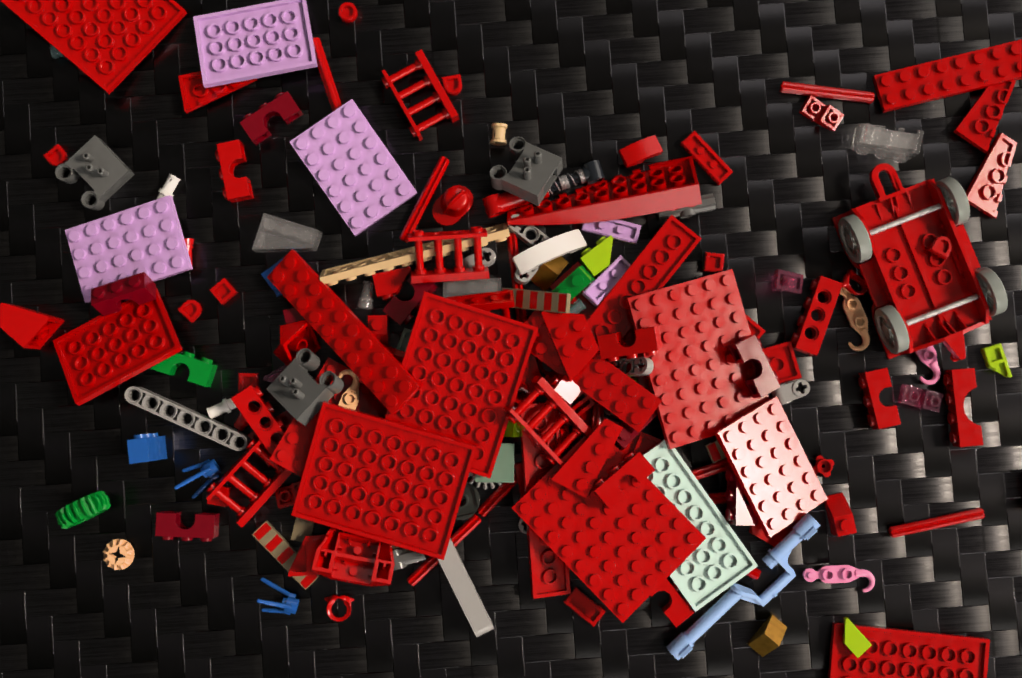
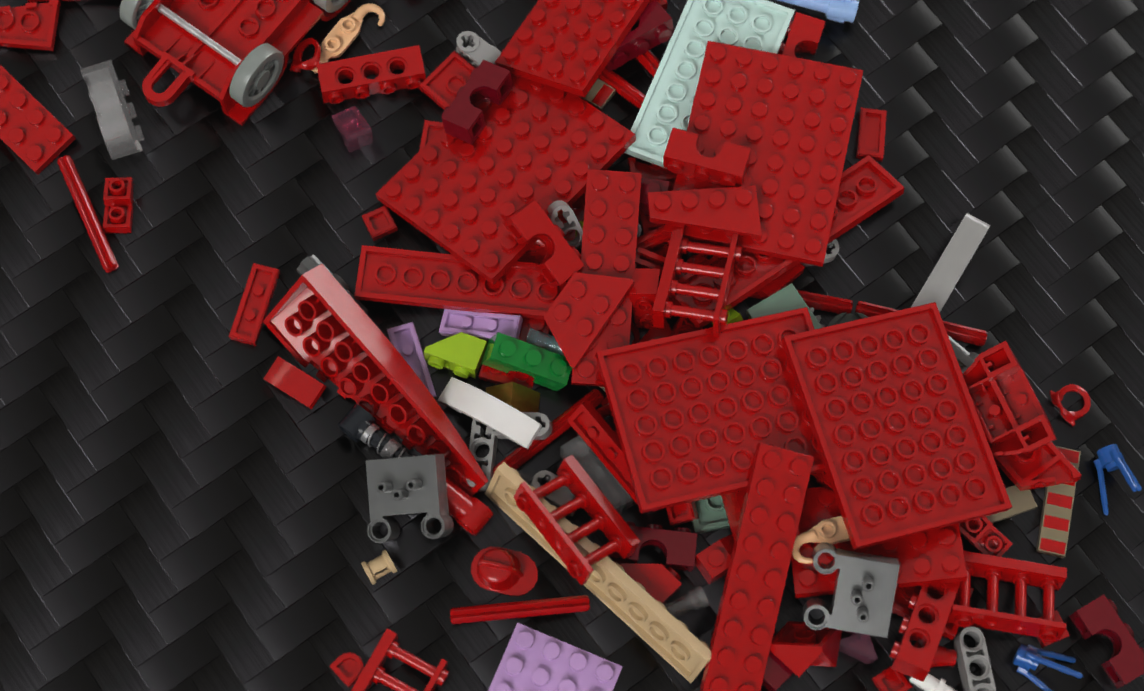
camera: 130 degrees left, 15 degrees down
(541, 300) = (558, 380): tile -> none

